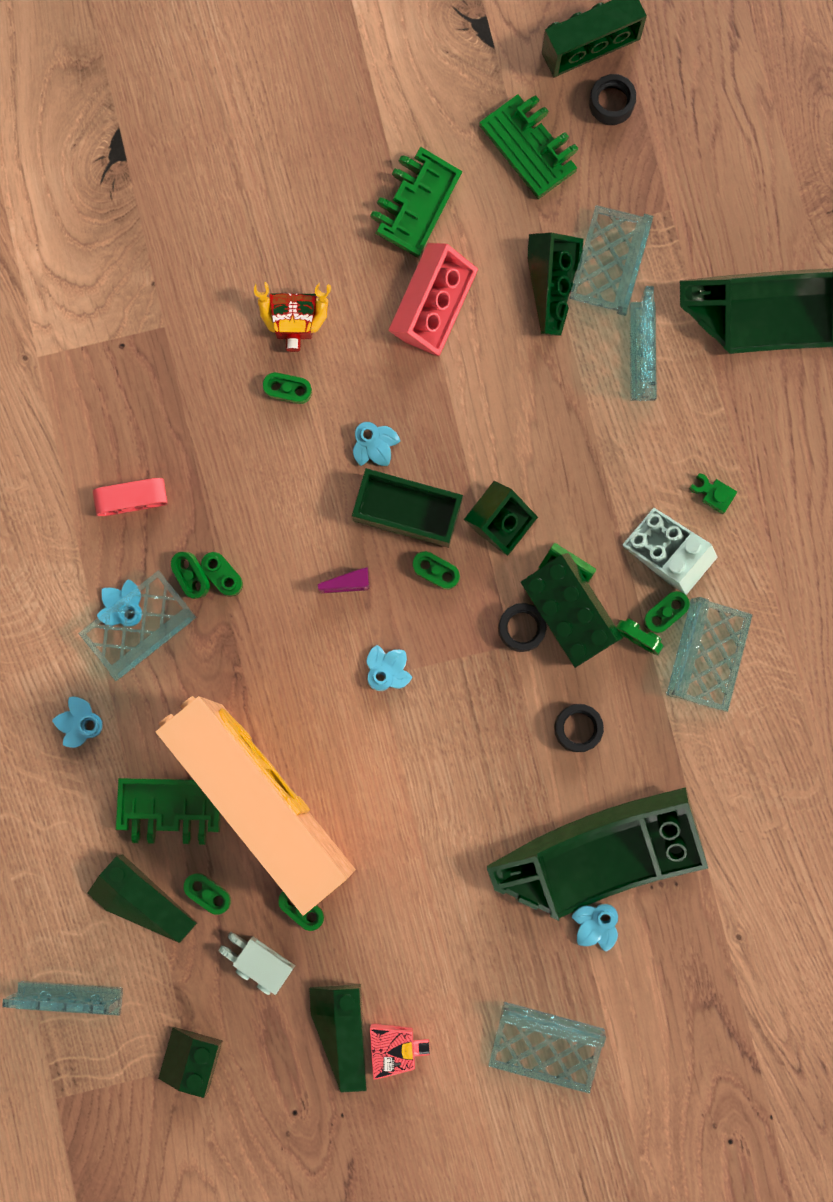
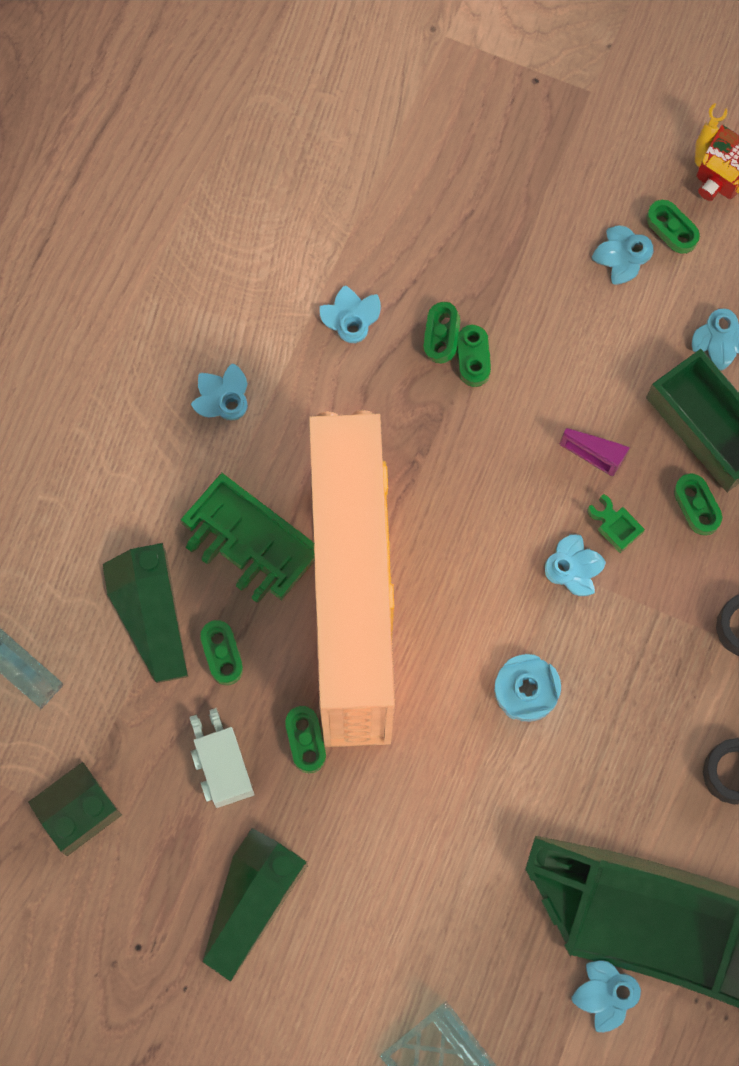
camera: 30 degrees right, 10 degrees down
(130, 497) = (438, 219): coral beam -> none
(152, 642) = (354, 369): clear light blue fence -> none
(265, 433) = (619, 254): none -> medium azure plate
(394, 1050) = (293, 959): torso -> none
(397, 623) = (618, 527): none -> green plate
(414, 786) = (537, 672): none -> medium azure plate

